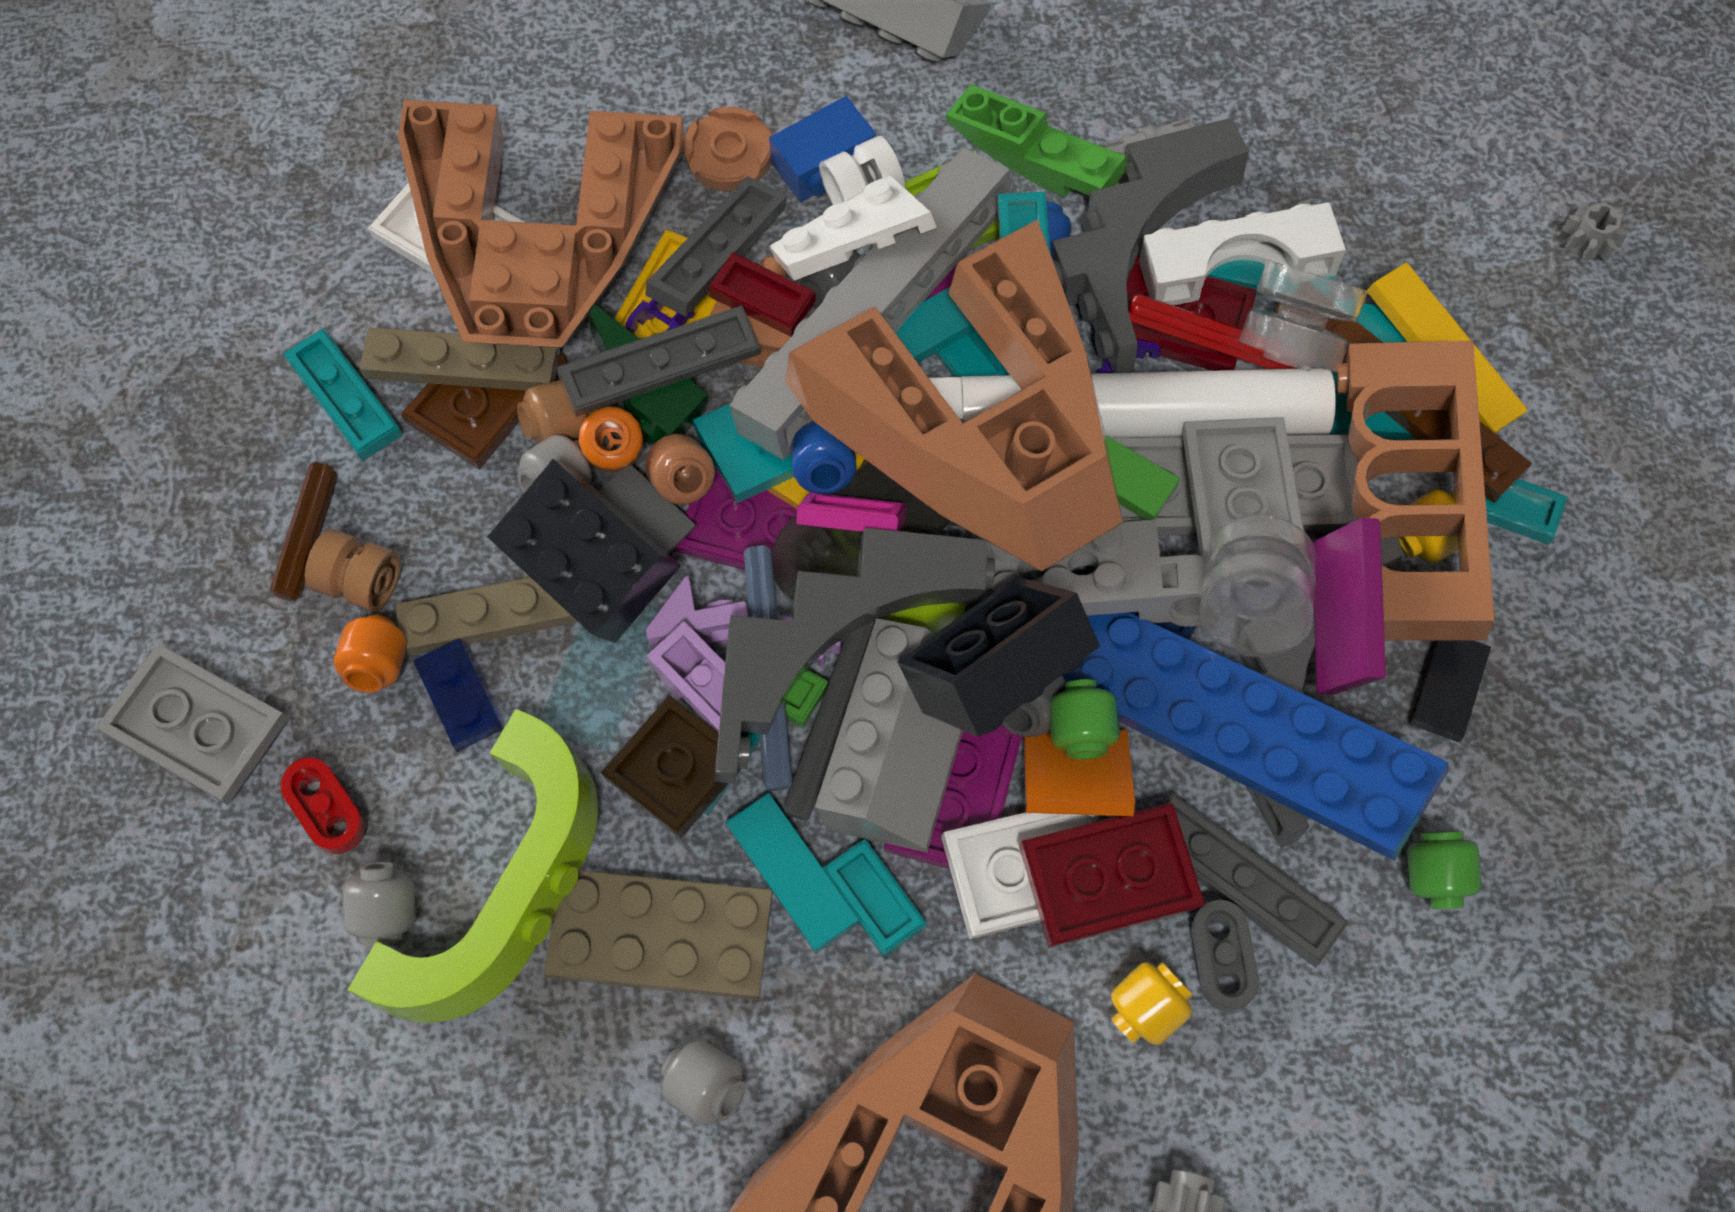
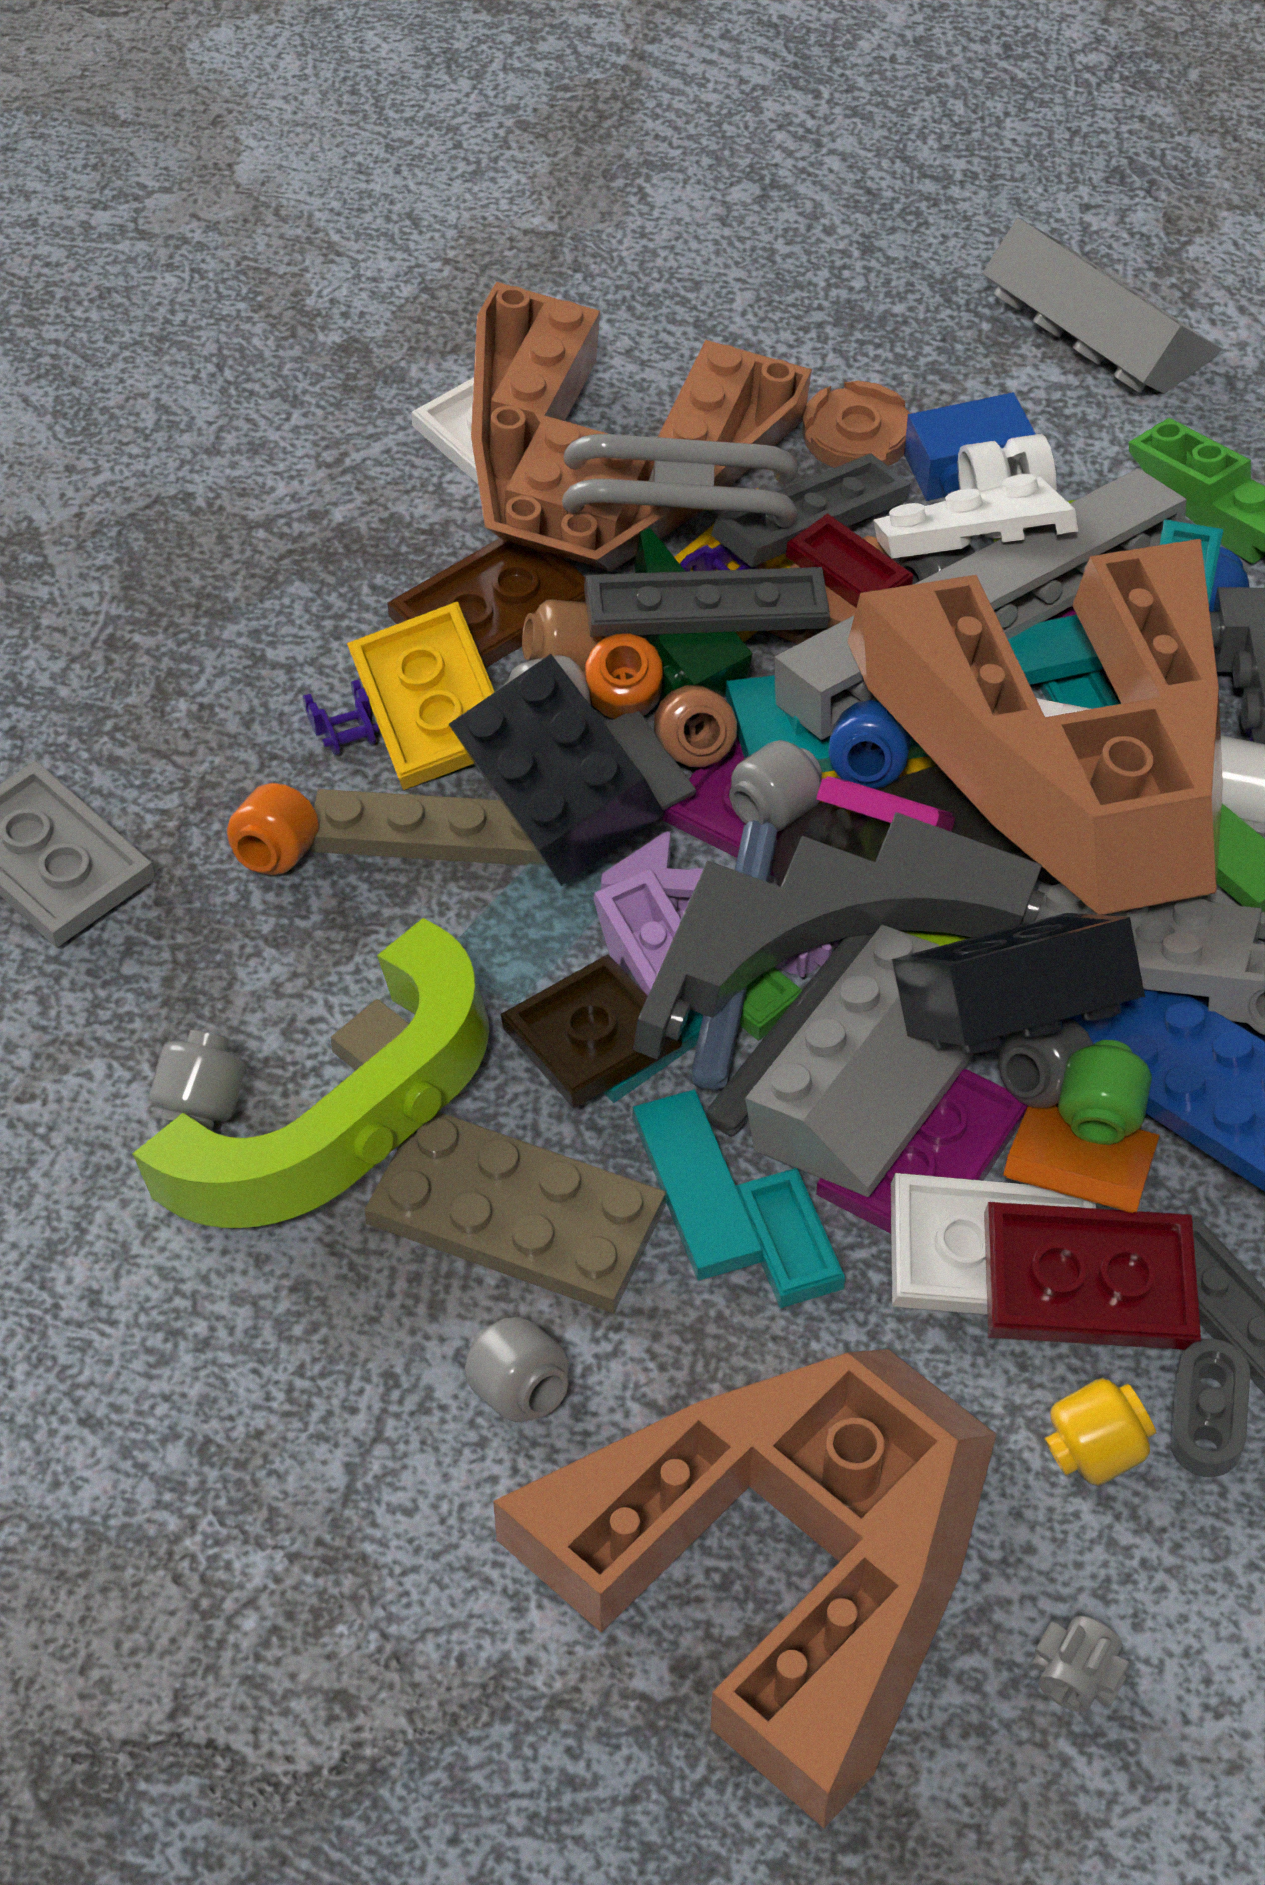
camera: 15 degrees right, 15 degrees down
(303, 531) = (236, 694): reddish brown axle -> none
(324, 808) = (167, 975): red plate -> none
(343, 394) = (327, 571): teal tile -> none
(345, 567) = (275, 738): medium nougat wheel -> none
(409, 521) = (324, 725): none -> dark purple piece
(450, 361) = (470, 558): dark tan plate -> none
(454, 489) = (417, 684): none -> yellow tile
(458, 695) = (358, 900): clear blue plate -> none
(506, 817) = (367, 1034): none -> dark tan tile
(609, 261) = (681, 475): none -> light grey piece
(759, 510) = (776, 785): none -> light grey head

